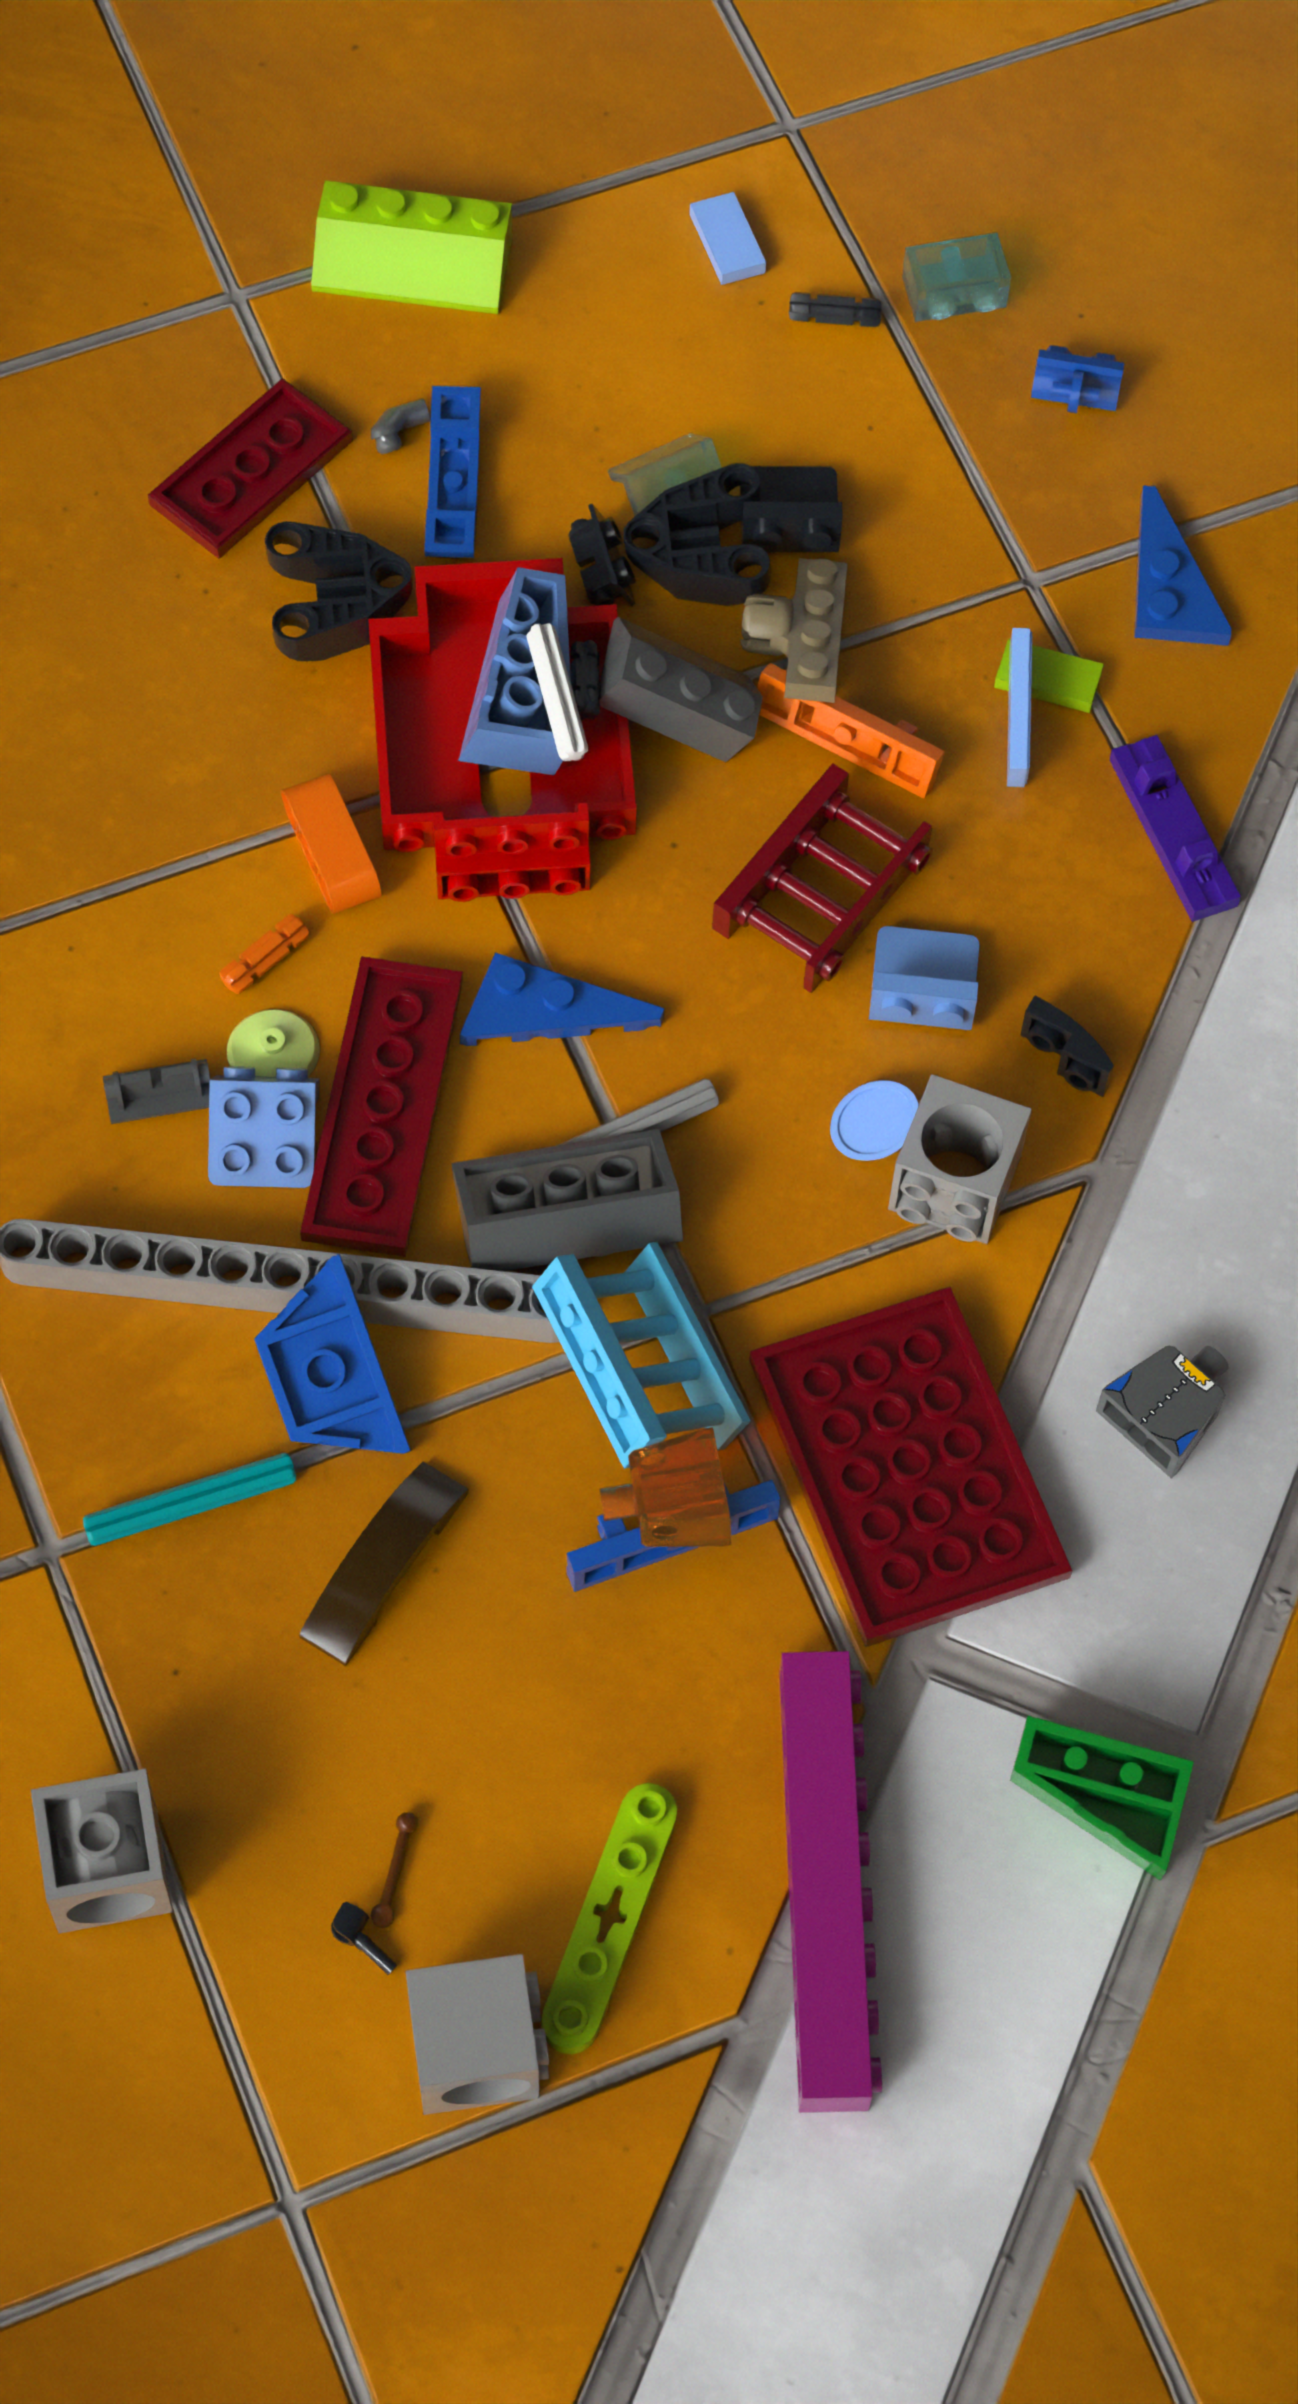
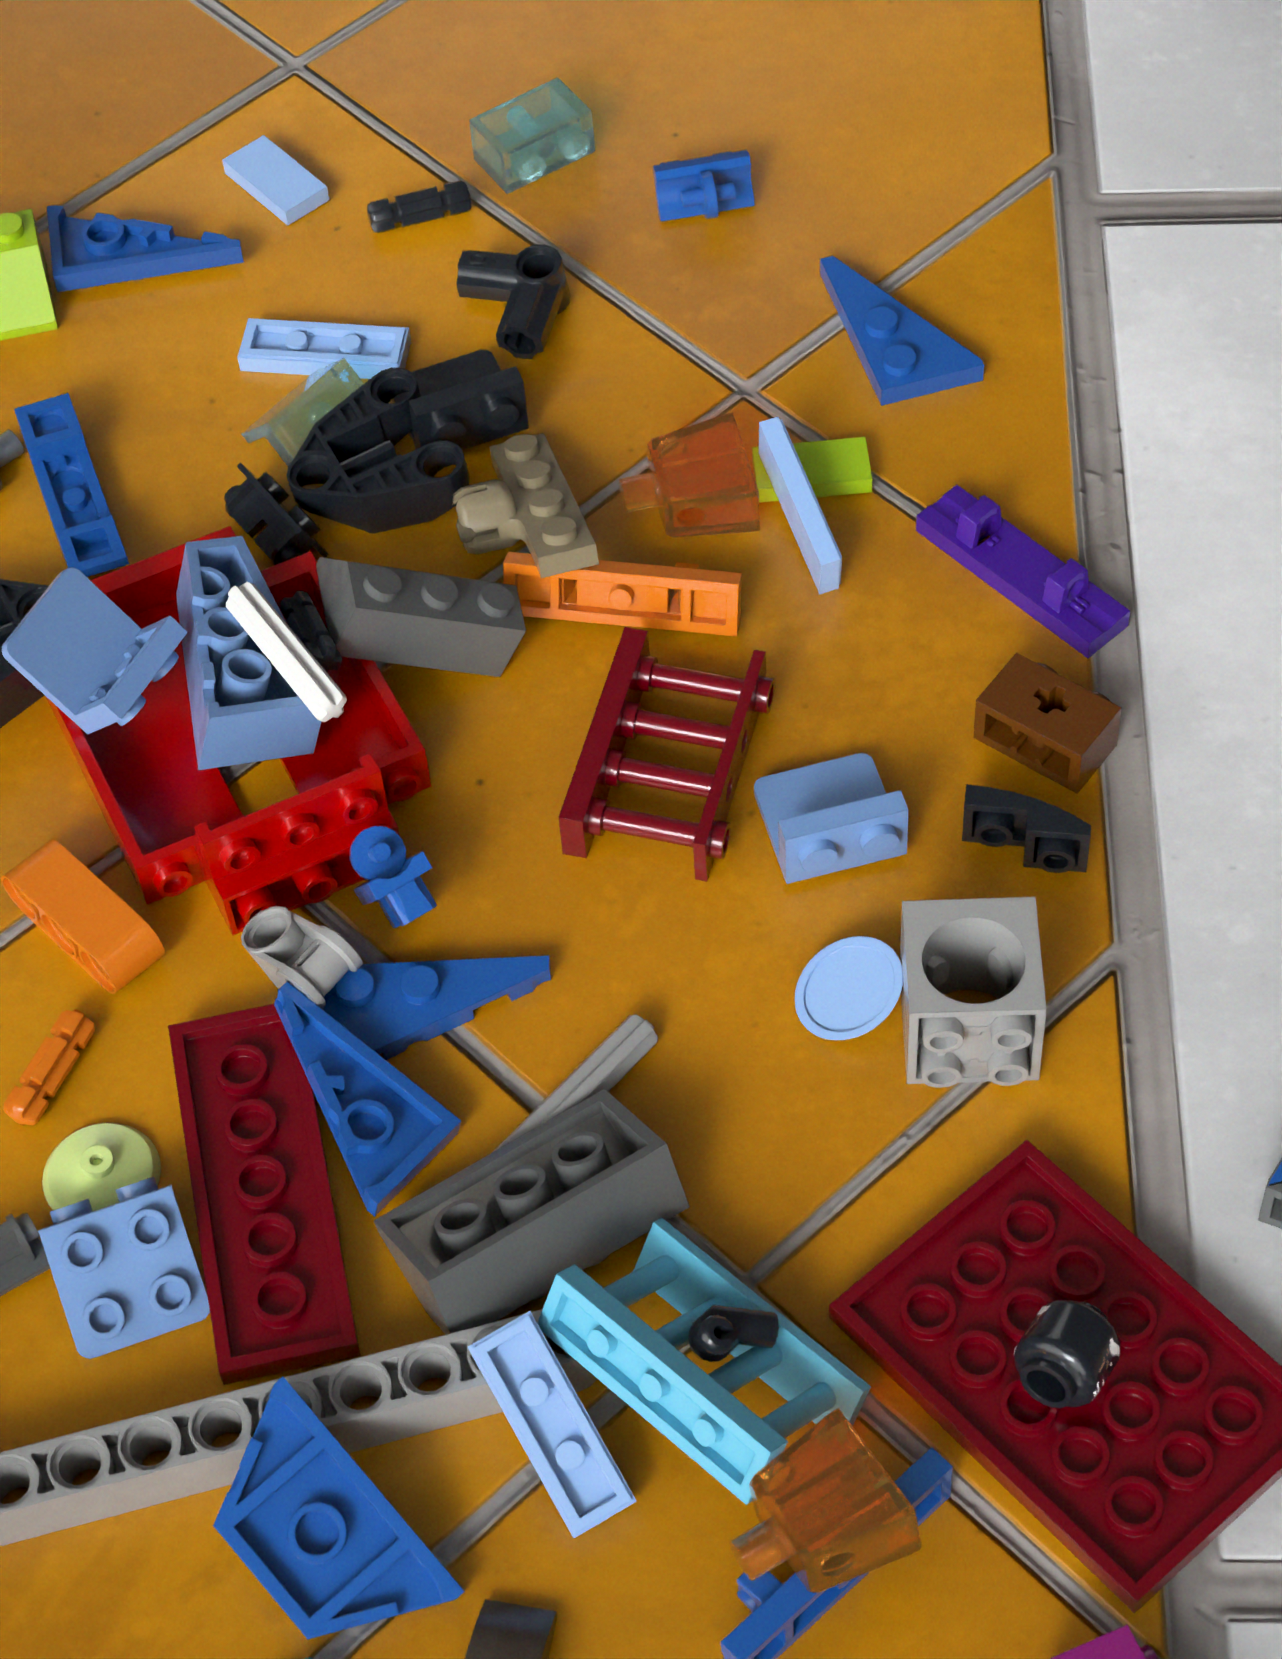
camera: 15 degrees left, 10 degrees down
(410, 635) = (90, 652): none -> medium blue bracket
(476, 938) = (298, 952): none -> light grey piece
(485, 1080) = (373, 1110): none -> blue wing
(515, 1359) = (551, 1424): none -> light blue tile
(568, 901) = (393, 879): none -> blue hips
(570, 261) = (127, 250): none -> blue wing
(663, 1339) = (725, 1327): none -> black arm
(703, 413) = (308, 346): none -> light blue tile
(881, 412) = (529, 283): none -> black piece
(897, 1452) = (1067, 1354): none -> black head
(949, 653) = (697, 481): none -> clear orange torso
(1128, 965) = (1047, 722): none -> reddish brown brick

